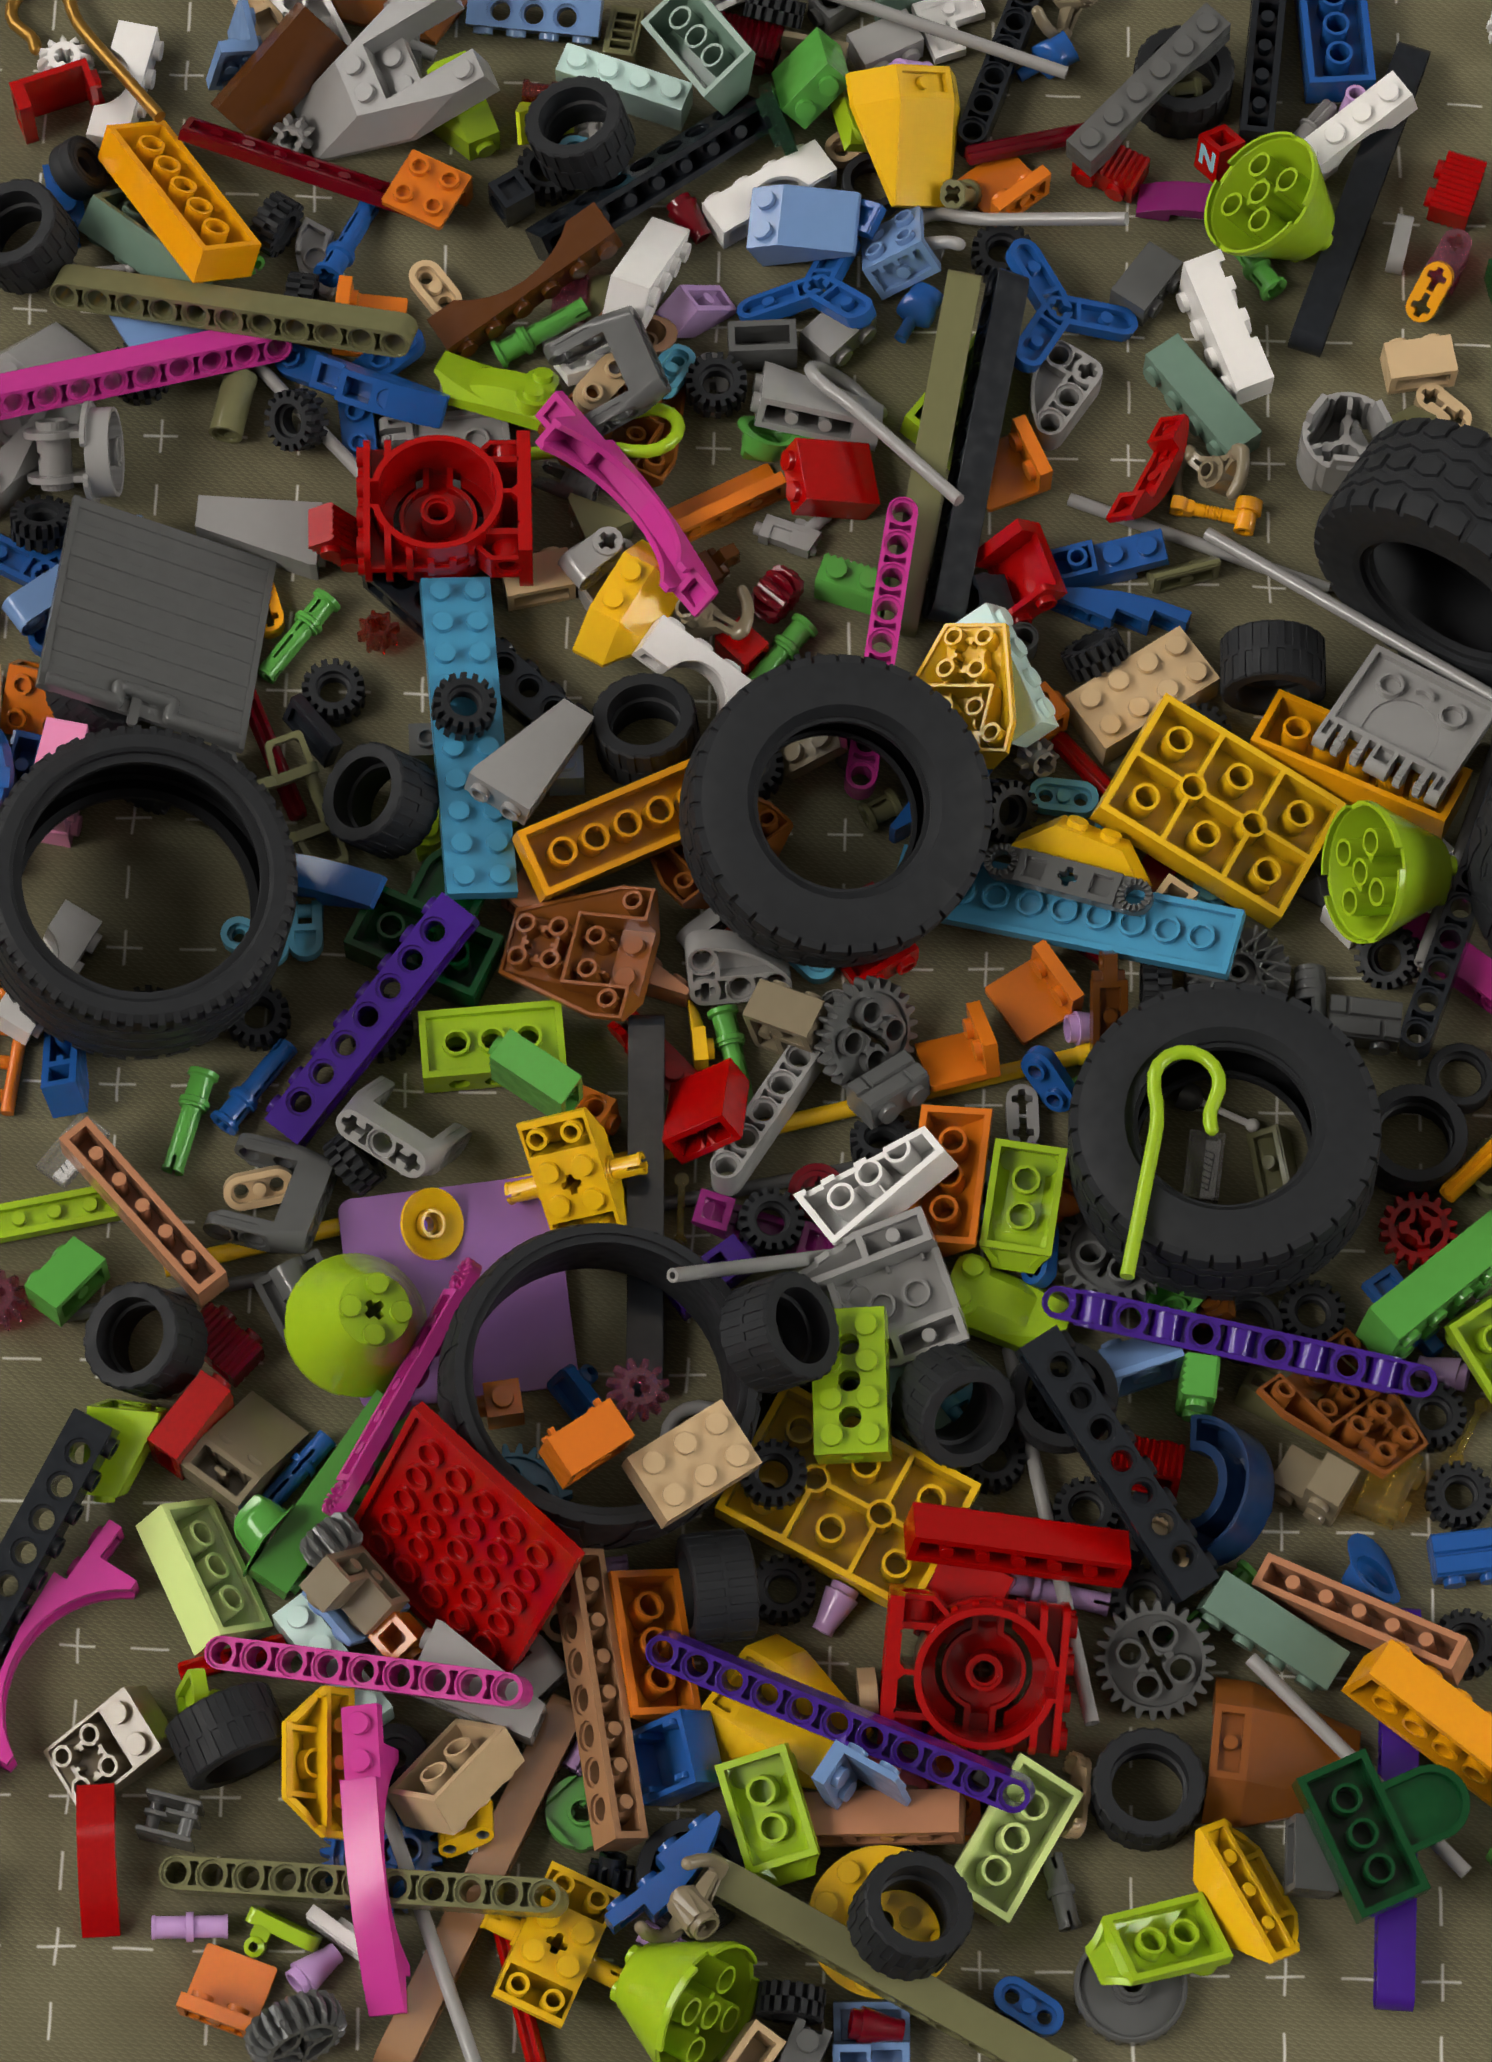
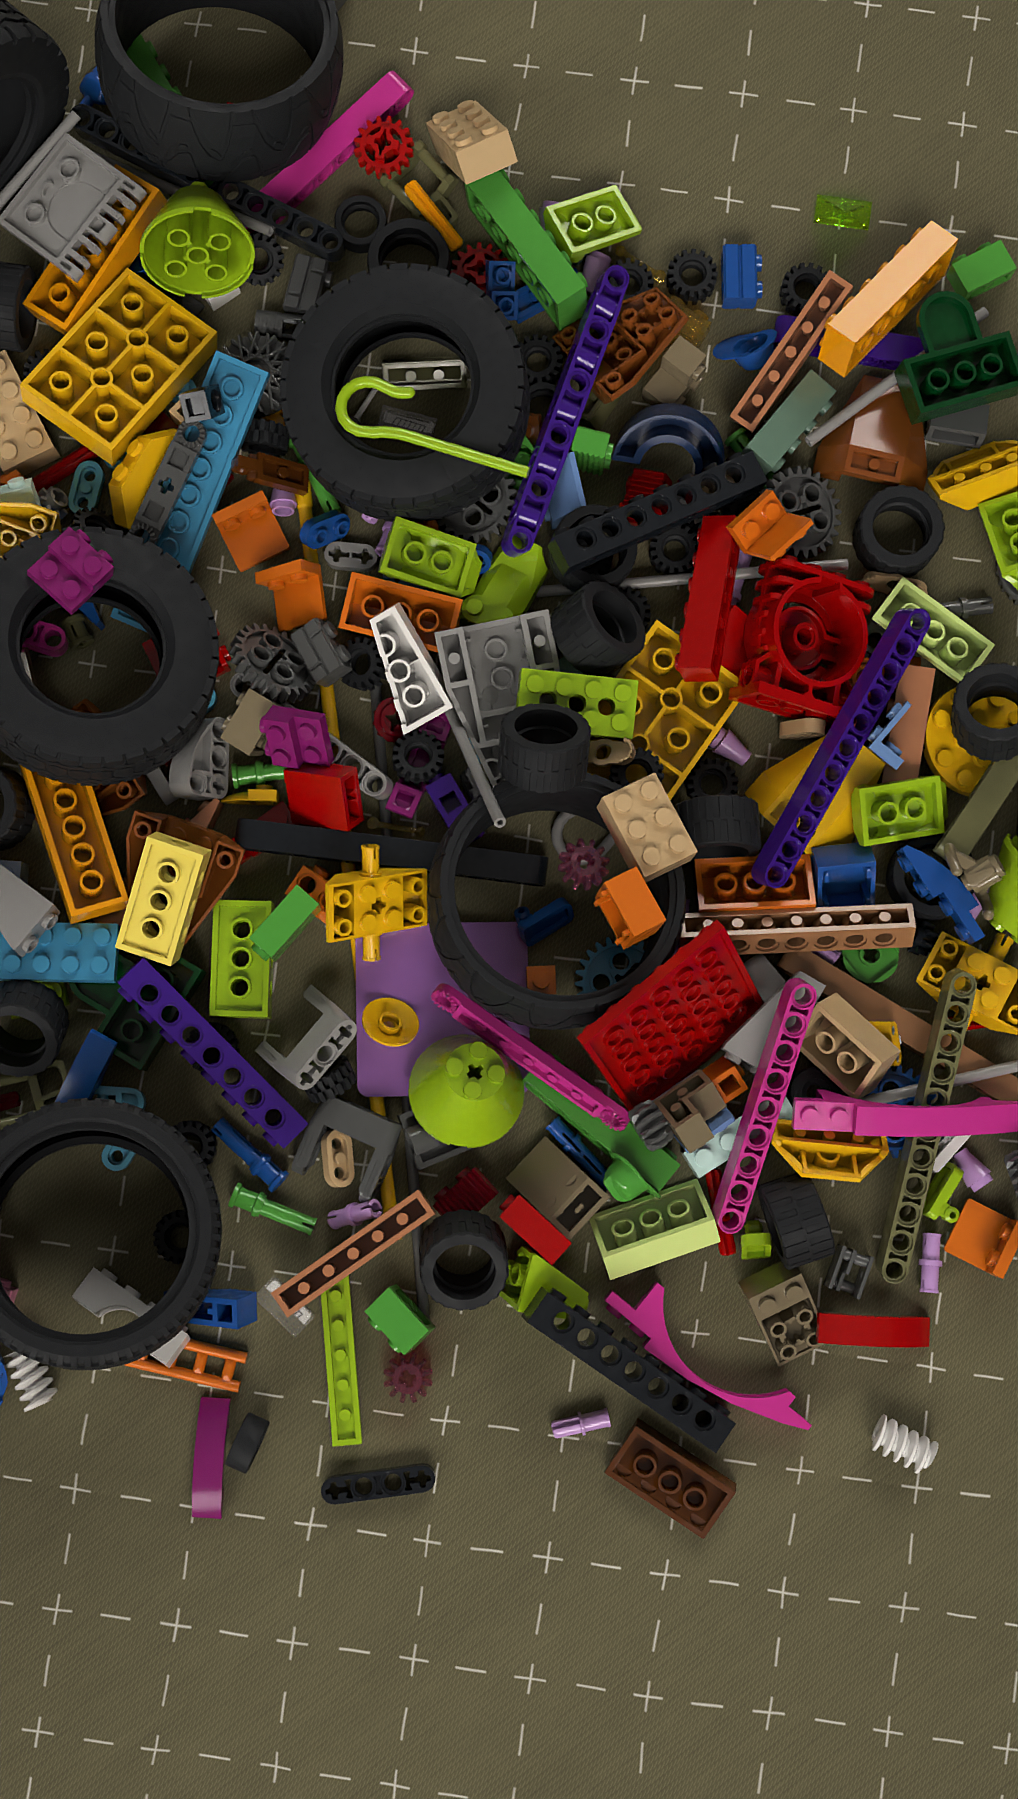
camera: 80 degrees left, 15 degrees up
(191, 1211) = (354, 1214): none -> lavender pin
(550, 932) = (145, 905): none -> light yellow brick
(769, 1062) = (296, 737): none -> magenta plate
(795, 1407) = (621, 752): none -> tan piece
(927, 767) = (72, 569): none -> magenta plate
(1116, 1600) = (767, 528): none -> orange bracket
(1169, 898) = (201, 403): none -> black brick
(1393, 1253) = (501, 286): none -> blue slope

